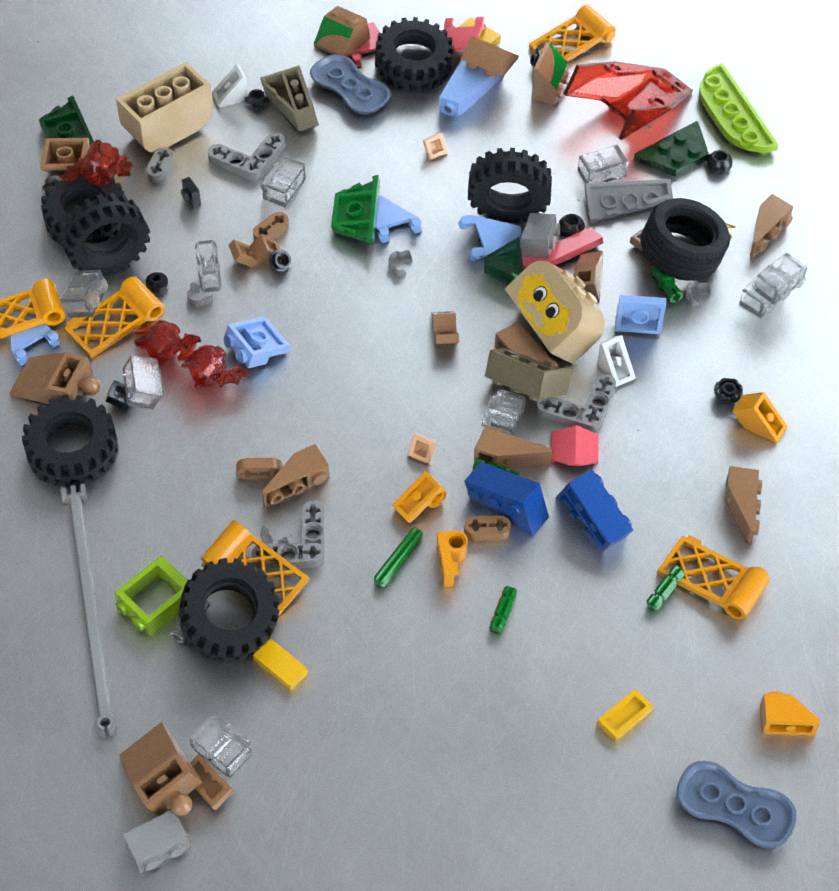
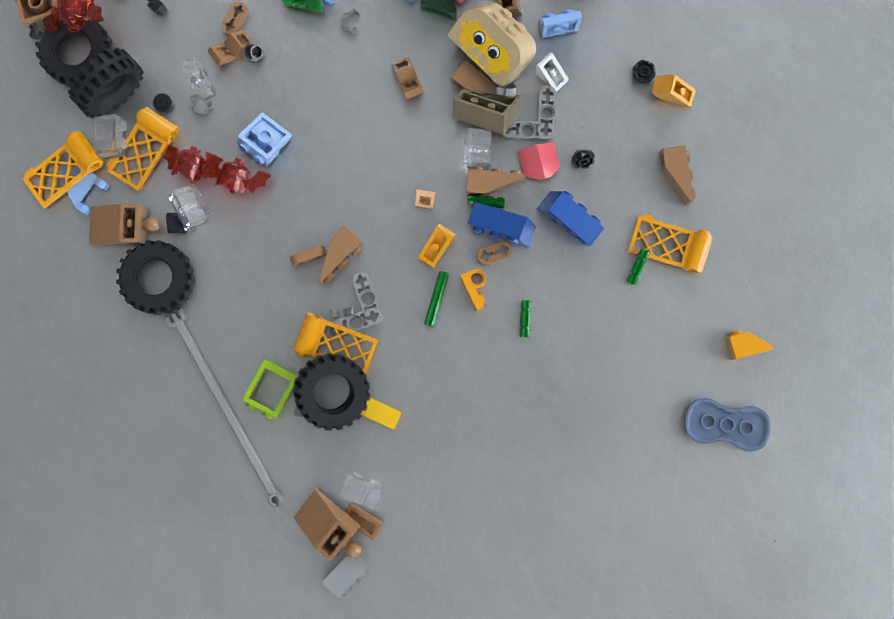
camera: 15 degrees left, 30 degrees up
(560, 359) = (509, 90): none -> light grey piece
(625, 715) = (634, 377): yellow tile -> none
(626, 462) = (583, 158): none -> black plate

